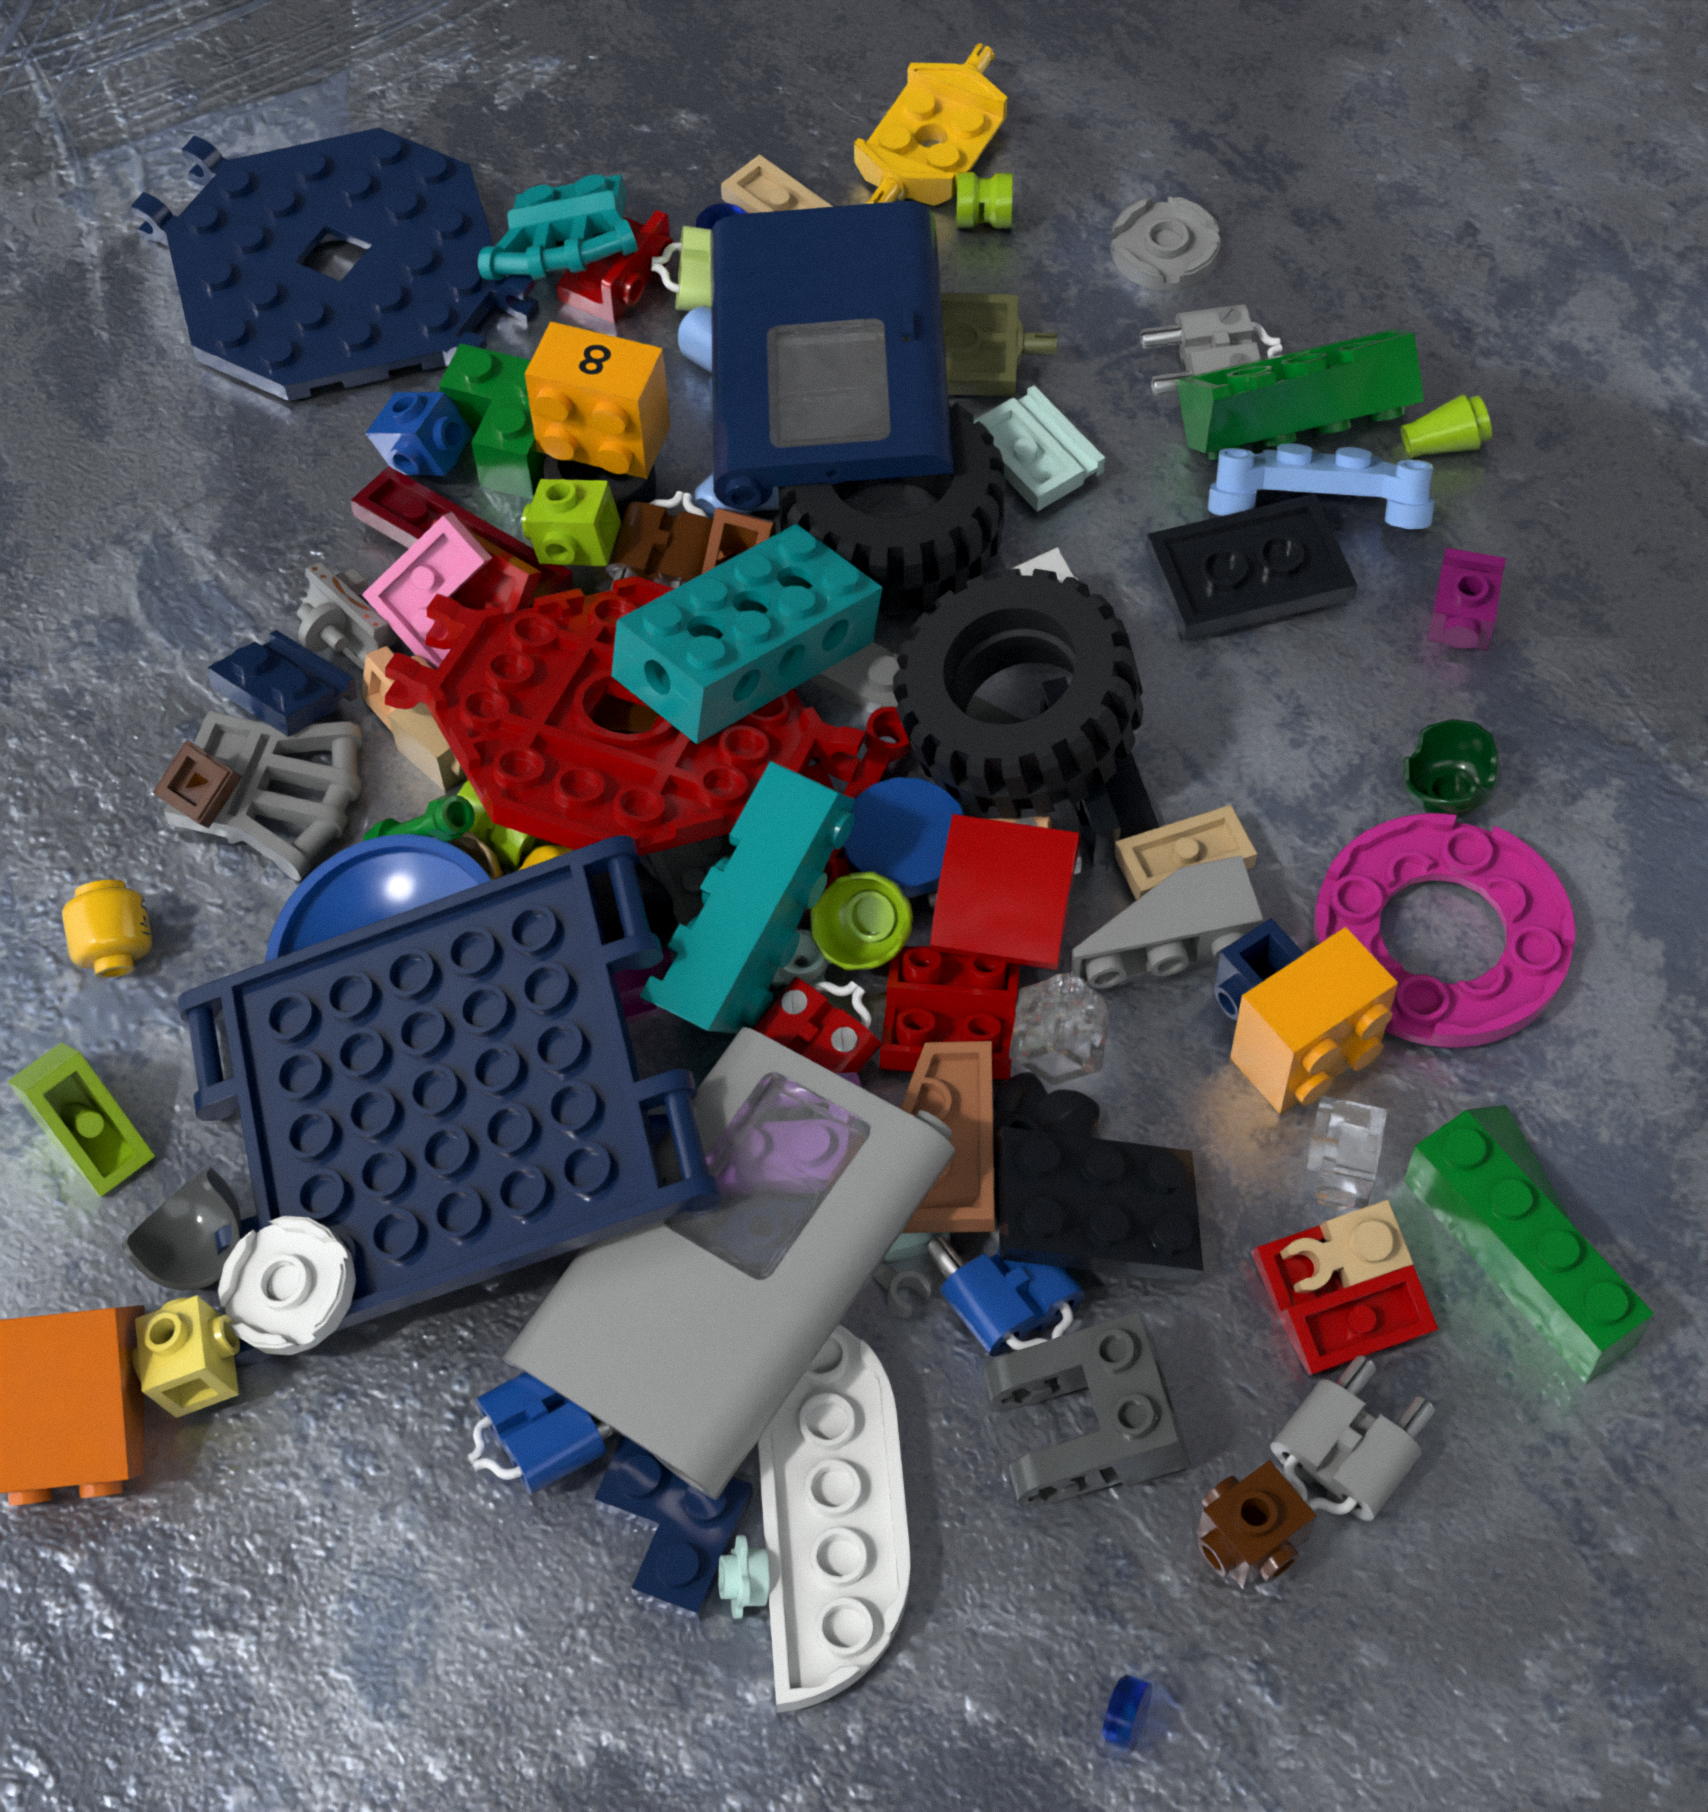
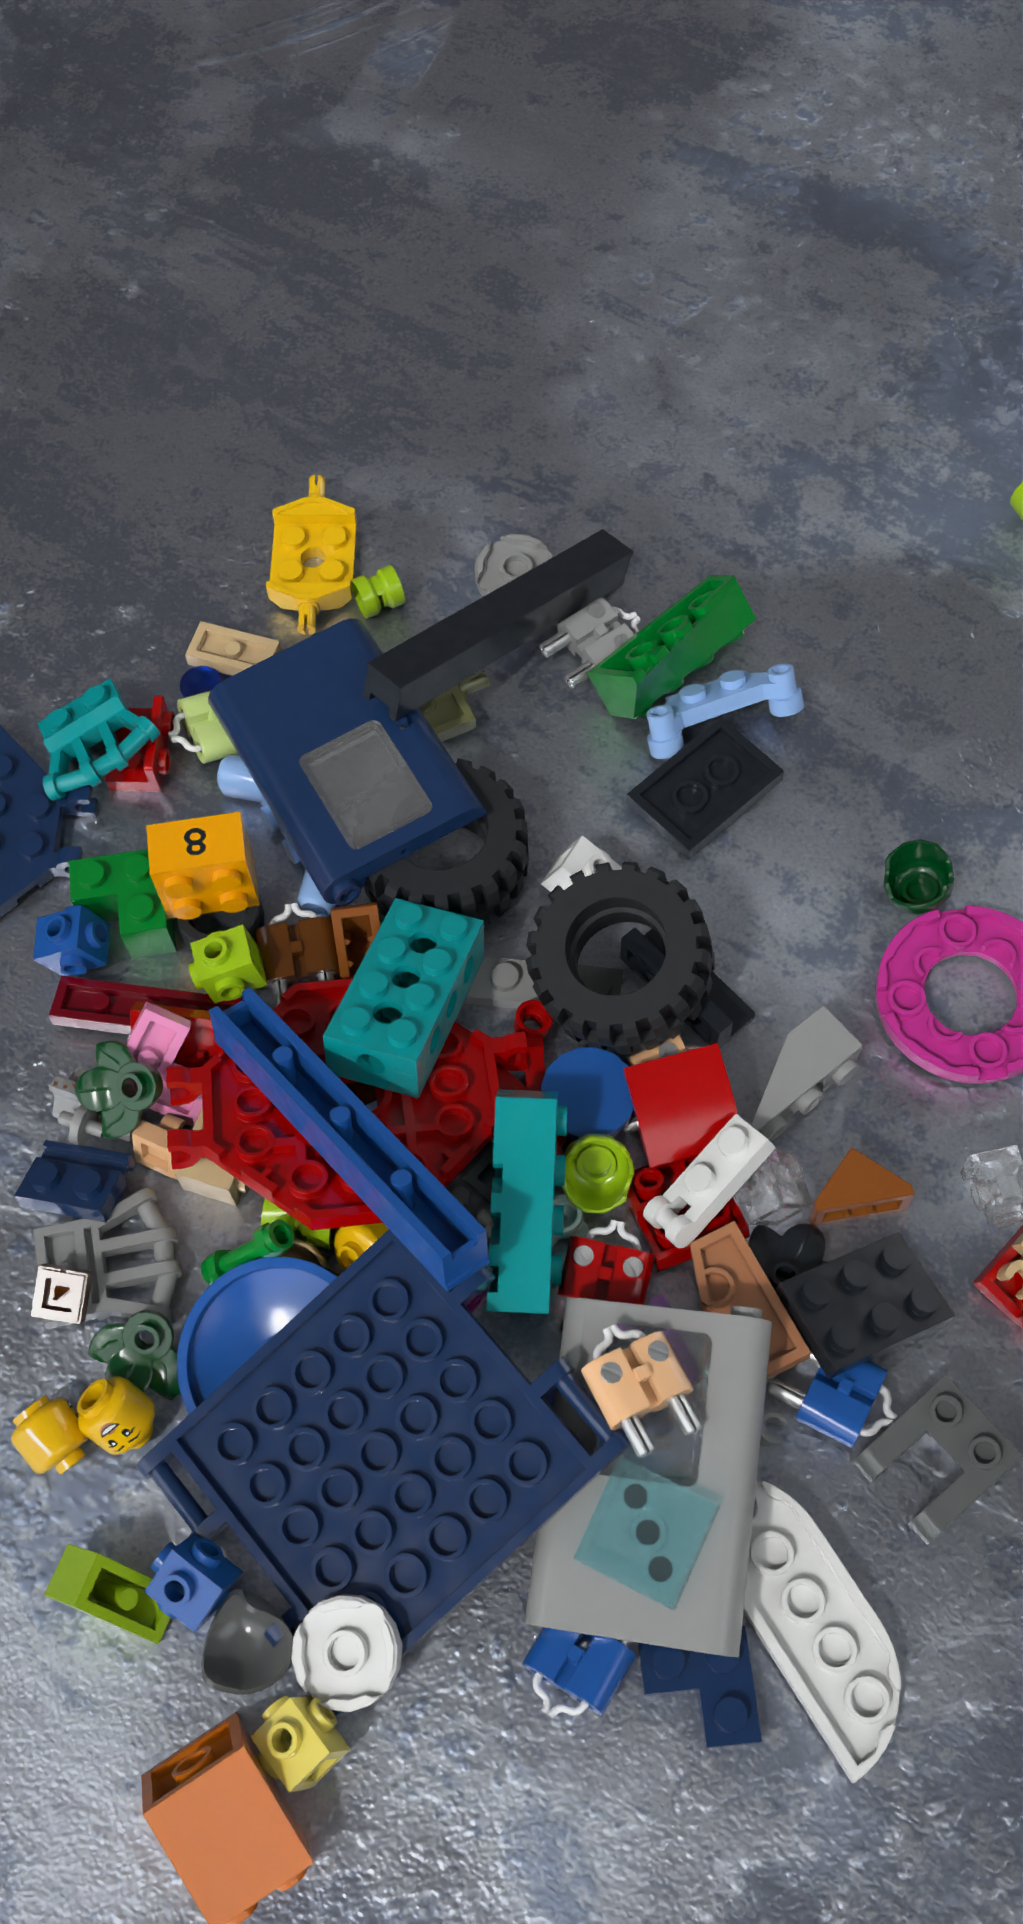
camera: 25 degrees left, 5 degrees up
(167, 1138) = (192, 1580): none -> blue brick
(185, 937) = (116, 1415): none -> yellow head
(235, 893) = (134, 1359): none -> dark green plate
(376, 597) = (113, 1089): none -> dark green plate
(584, 742) = (353, 1141): none -> blue tile
(681, 1307) = (647, 1533): none -> clear light blue tile
(744, 1576) = (779, 1698): light aqua plate -> none
(756, 1133) = (638, 1382): none -> light nougat piece
(983, 984) = (709, 1182): none -> white plate
(1041, 448) = (518, 758): light aqua plate -> none
(1091, 274) = (496, 624): none -> black tile
(1165, 1083) = (860, 1191): none -> dark orange slope
(1203, 838) = (774, 1016): tan plate -> none
(1250, 963) = (881, 1086): dark blue brick -> none
(1313, 1021) = (938, 1104): light orange brick -> none
(1449, 428) = (780, 629): lime cone -> none
(1466, 599) = (858, 750): magenta brick -> none

